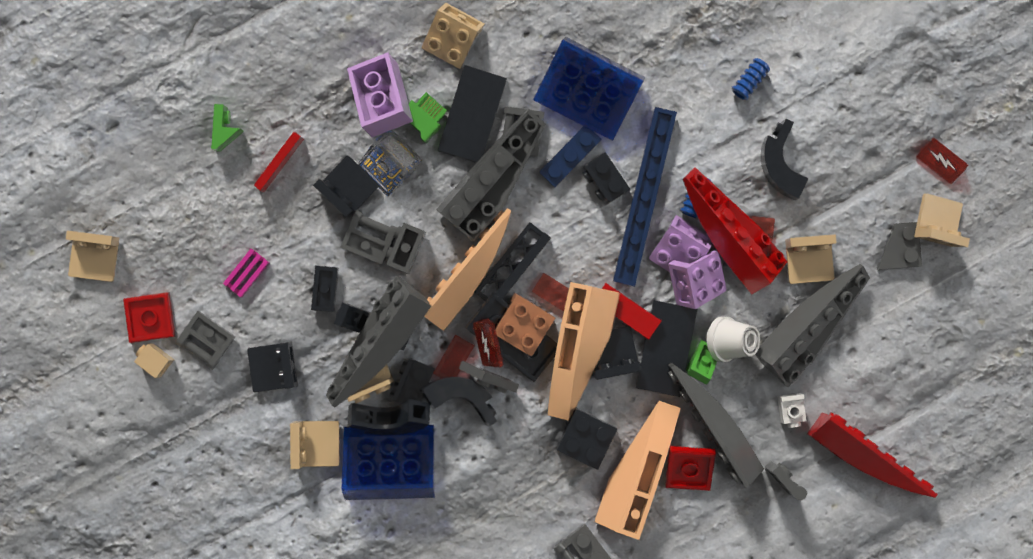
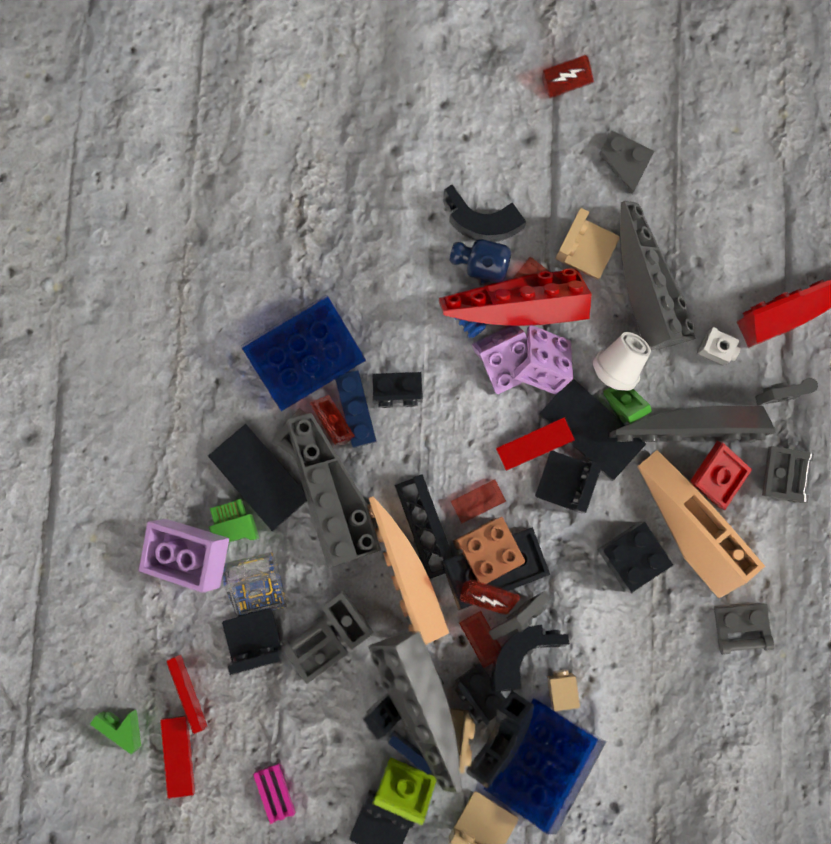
camera: 60 degrees left, 5 degrees down
(229, 184) = (177, 757): none -> red tile
(308, 368) = (405, 791): none -> lime tile
(324, 288) = (337, 724): black plate -> none
(337, 354) = (408, 751): none -> dark blue tile
(452, 35) = (172, 450): tan bracket -> none
(452, 443) = (563, 690): none -> tan brick
(550, 143) = (332, 420): none -> clear red slope
(580, 344) = (542, 508): light nougat wedge -> none
(644, 196) = (437, 363): dark blue plate -> none
(721, 513) = (780, 474): none -> dark grey plate
(748, 184) = (484, 260): none -> dark blue piece
(749, 81) = (387, 200): blue piece -> none
(940, 221) = (623, 111): tan bracket -> none

